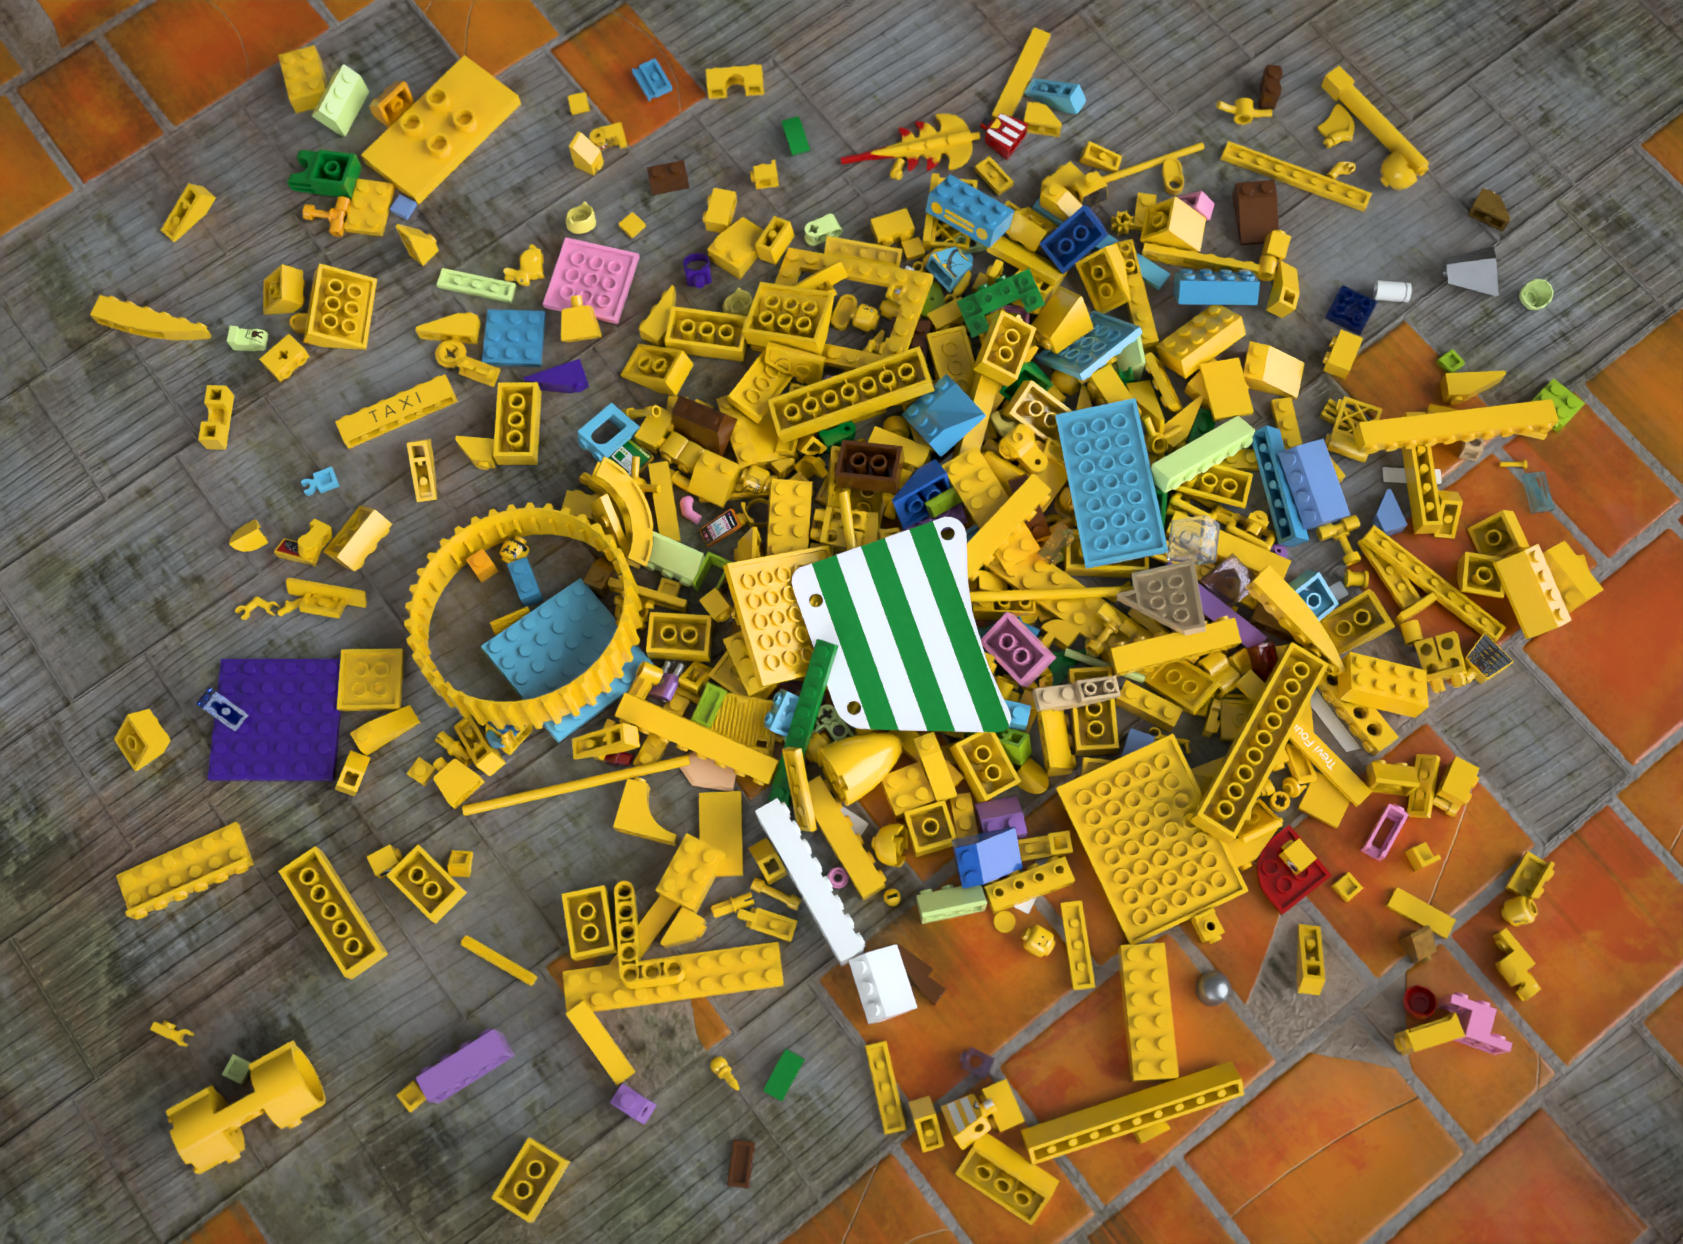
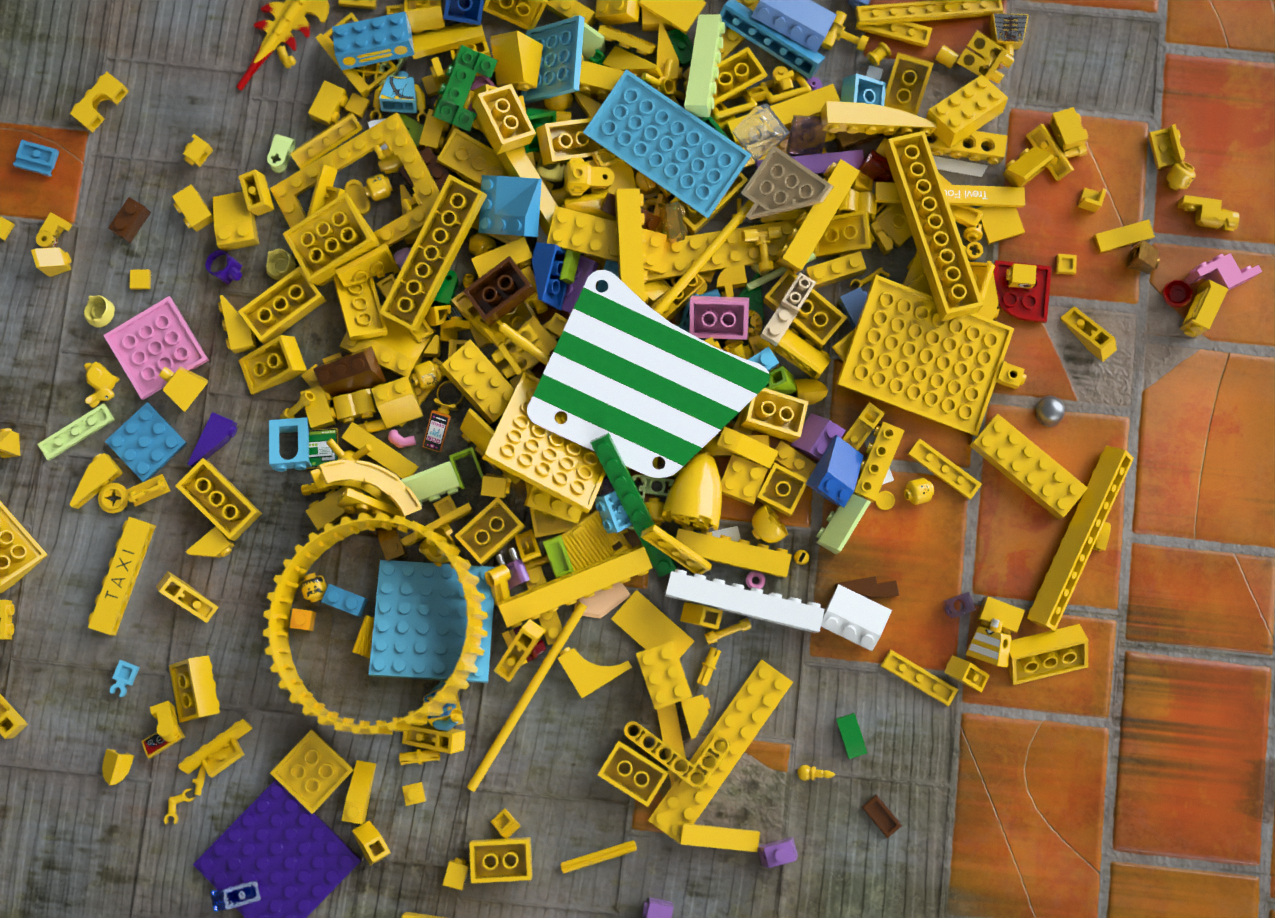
camera: 50 degrees left, 10 degrees up
(456, 781) = (444, 776): yellow torso -> none
(769, 923) = (743, 653): yellow hinge -> none
(795, 136) = (186, 101): green slope -> none
(1394, 813) = (1066, 220): bright pink window -> none
(1415, 608) = (934, 38): yellow tile -> none

